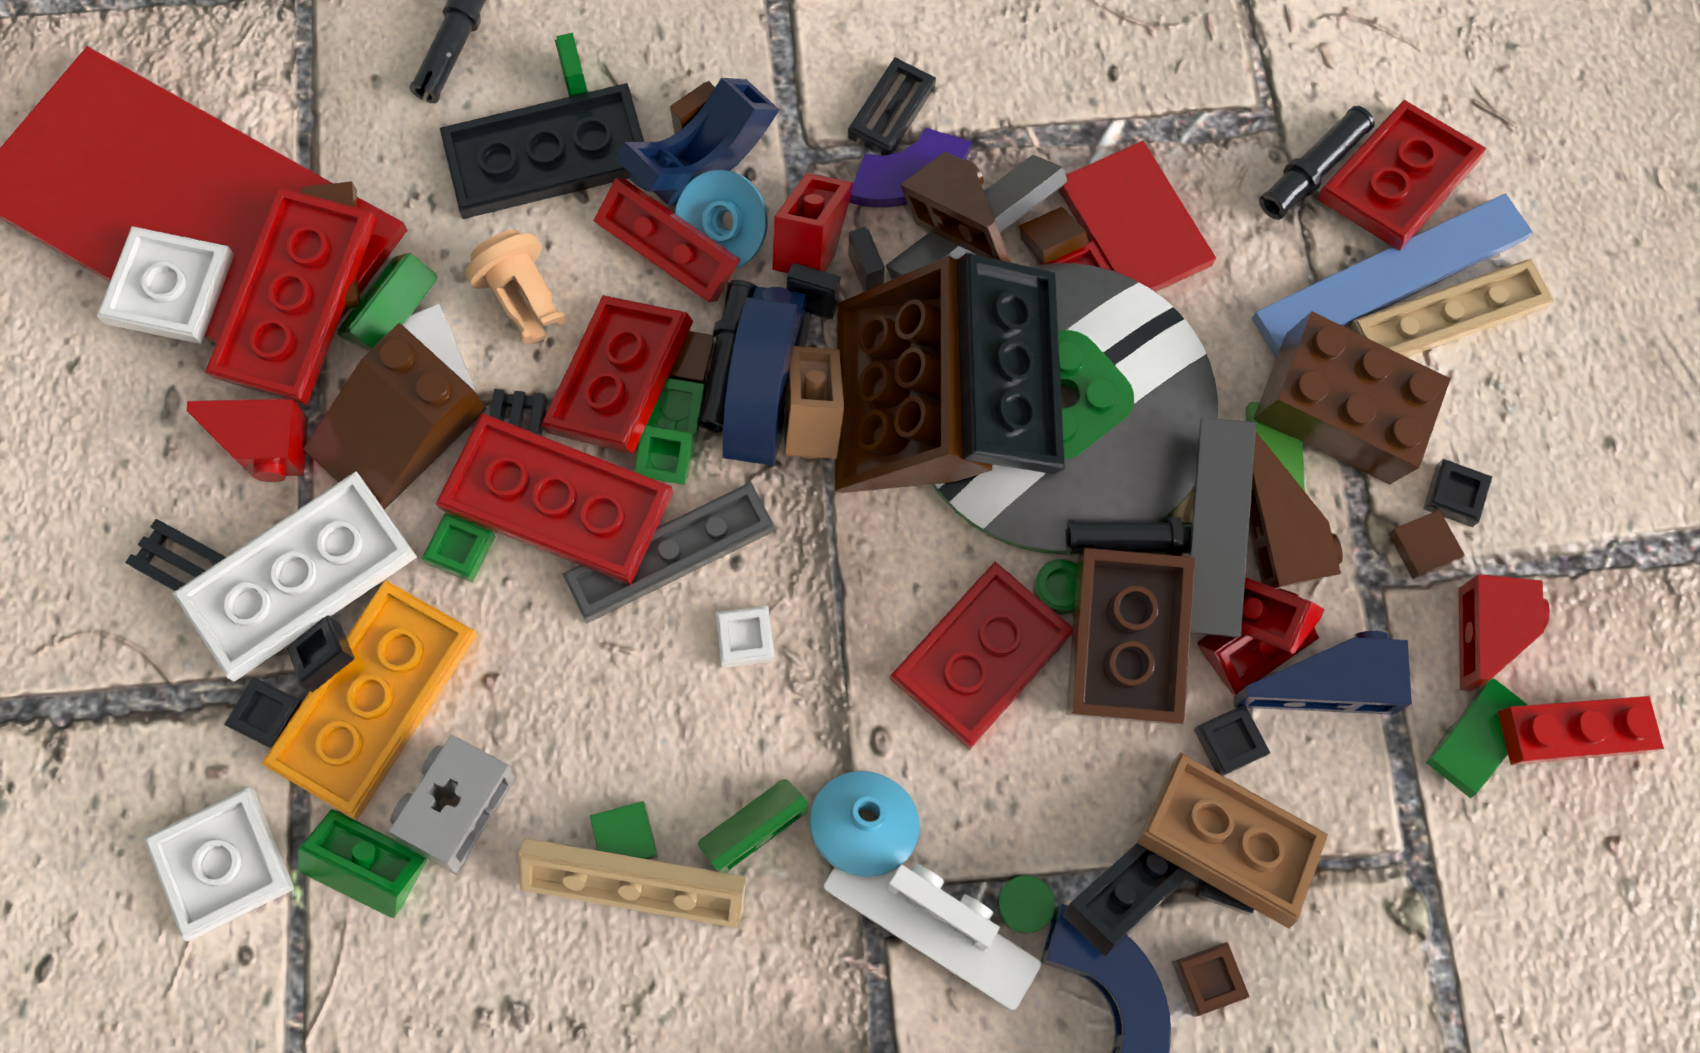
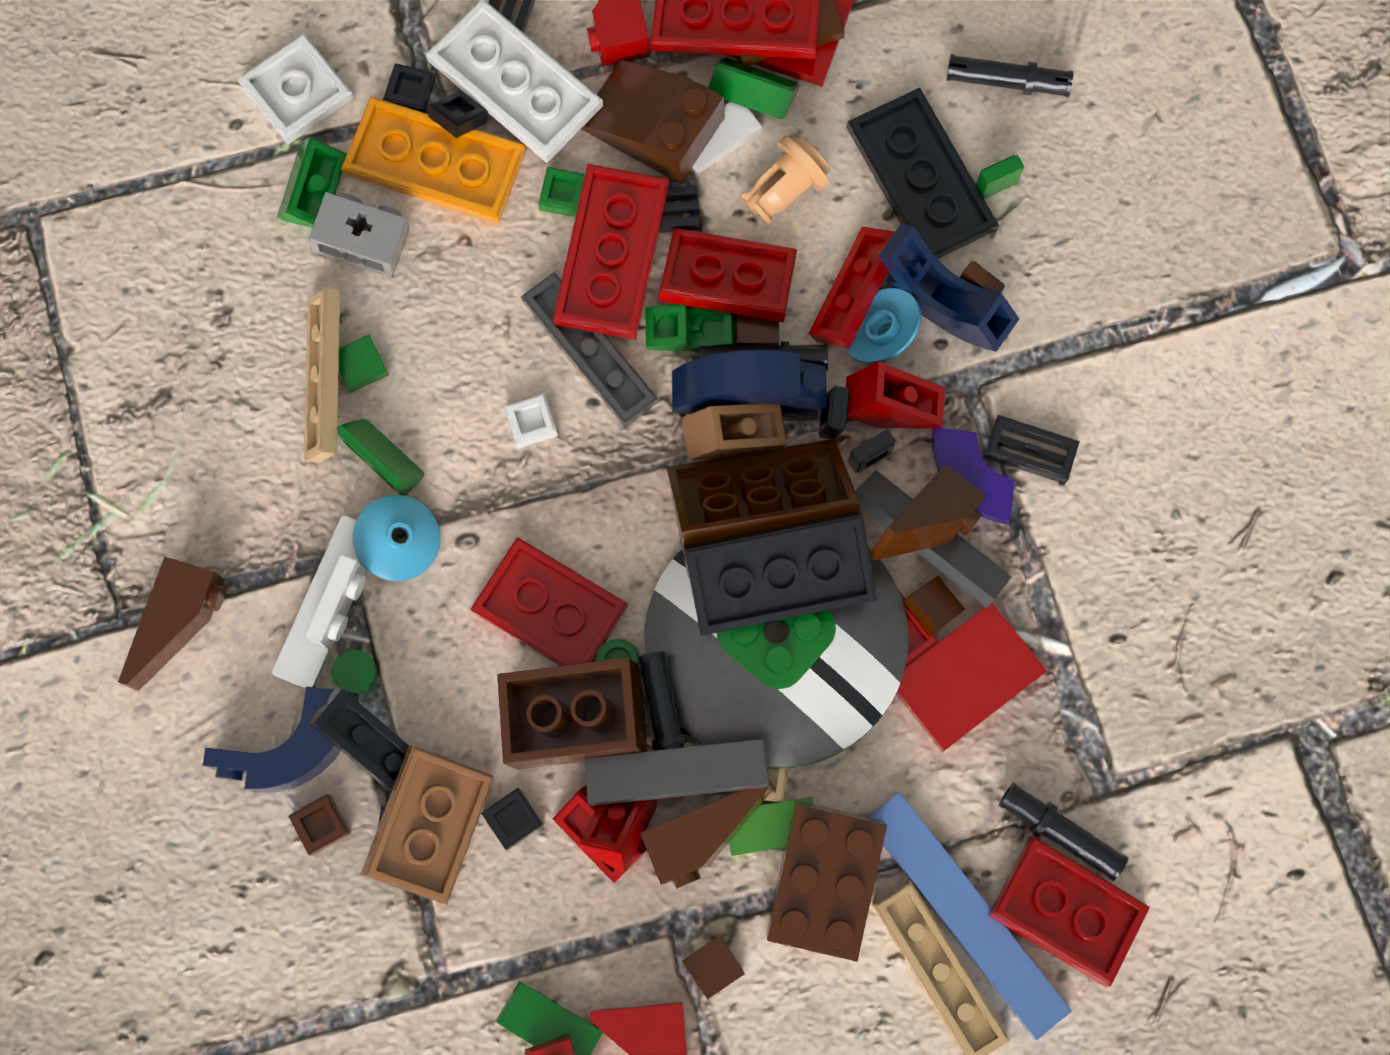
camera: 80 degrees right, 5 degrees up
(1353, 677) = (577, 903): dark blue slope -> none
(1458, 492) = (767, 992): black tile -> none

